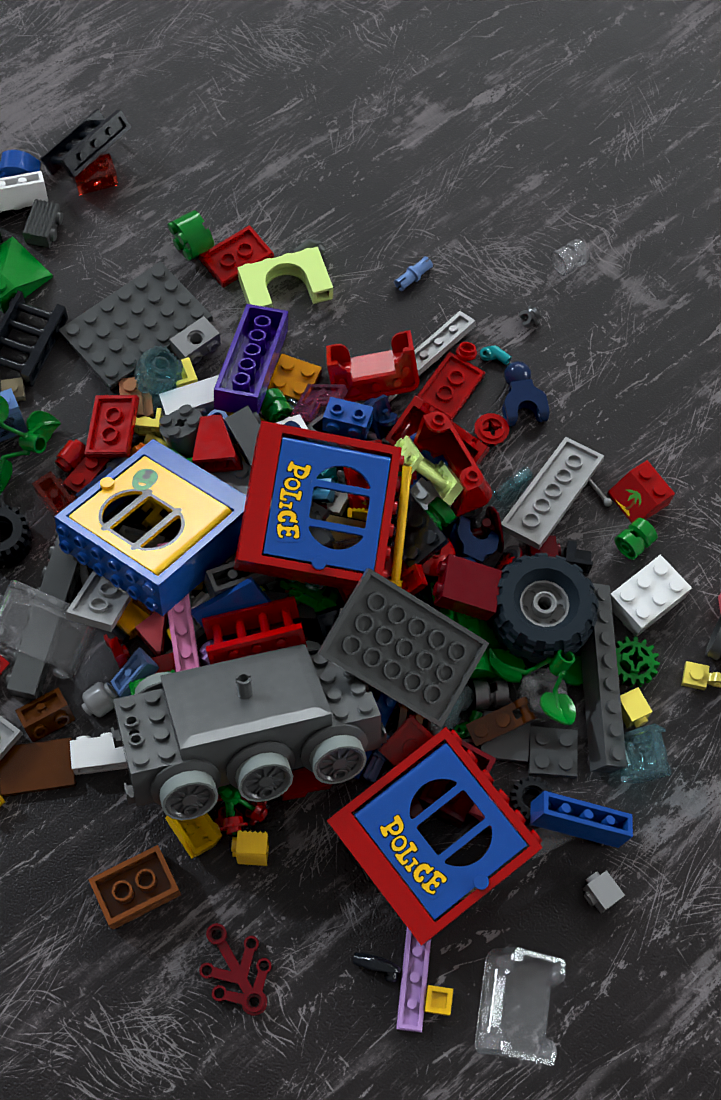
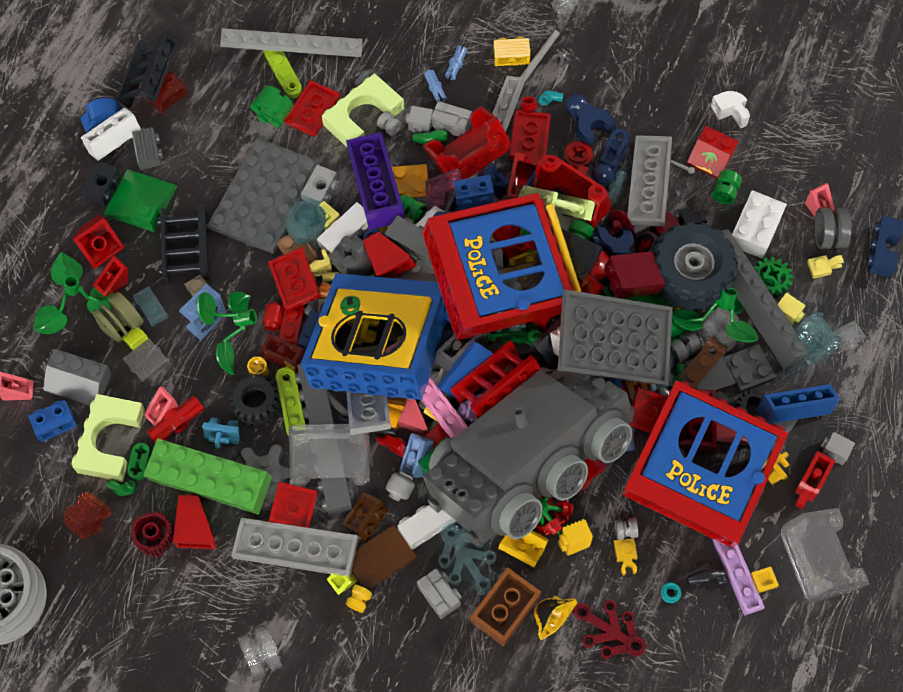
camera: 20 degrees left, 0 degrees up
(24, 499) = (256, 365): none -> yellow wheel
(37, 552) = (289, 398): none -> lime plate
(74, 836) = (439, 593): none -> light grey brick
(124, 810) = (464, 555): none -> clear light blue plant
(181, 921) = (552, 614): none -> yellow hat
(227, 201) = (283, 73): none -> lime plate
(251, 178) = (291, 42): none -> light grey plate
(302, 892) = (626, 552): none -> yellow plate
(304, 304) = (389, 123): none -> light grey wheel
(315, 865) = (626, 528): none -> light grey wheel
(326, 953) = (670, 586): none -> teal plate
(340, 317) = (419, 119): none -> light grey brick
(350, 341) = (423, 138): none -> green arm
(373, 330) = (451, 118): none -> light grey brick
(377, 289) = (435, 86): none -> medium blue axle
(479, 287) = (511, 51): none -> yellow brick
(508, 305) = (540, 55): none -> light grey bar
(520, 885) = (777, 473): none -> yellow hips
(523, 448) = (611, 158): none -> dark blue piece
(555, 913) = (813, 478): none -> red hinge
(685, 770) = (850, 335): none -> clear brick
(691, 449) = (732, 104): none -> white brick

